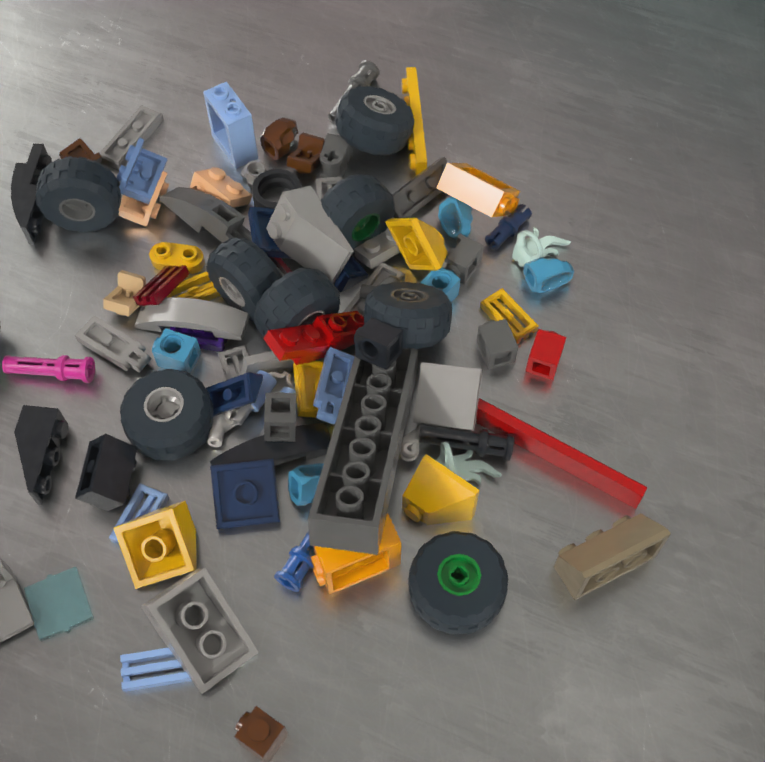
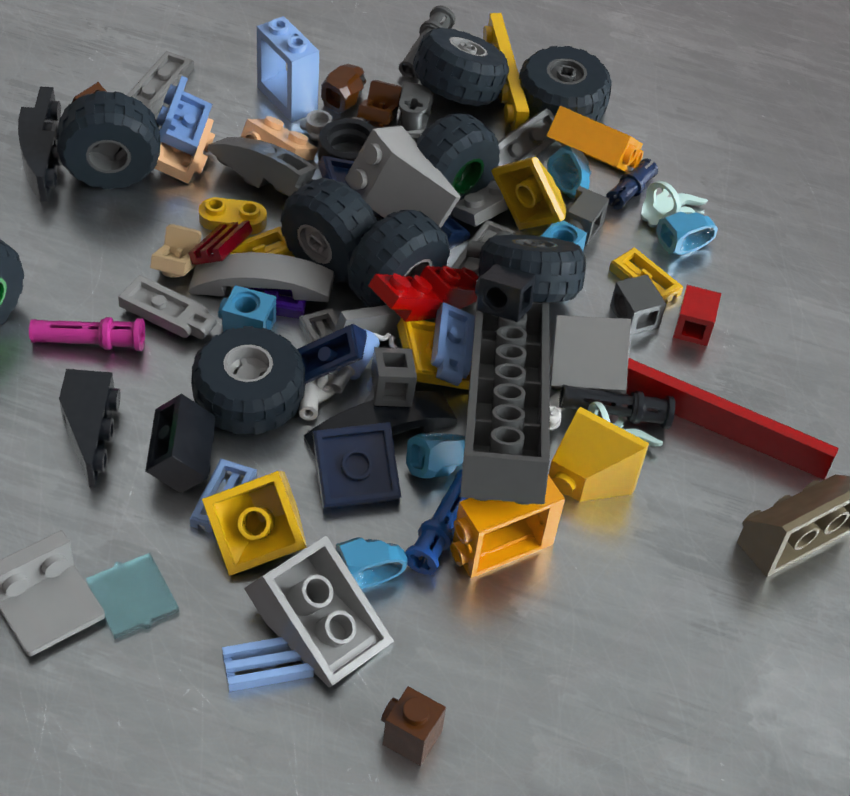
camera: 10 degrees left, 10 degrees down
(246, 581) = (372, 560): none -> dark azure rock
(458, 582) = (629, 554): black wheel -> none
(461, 134) = (566, 79): none -> black wheel

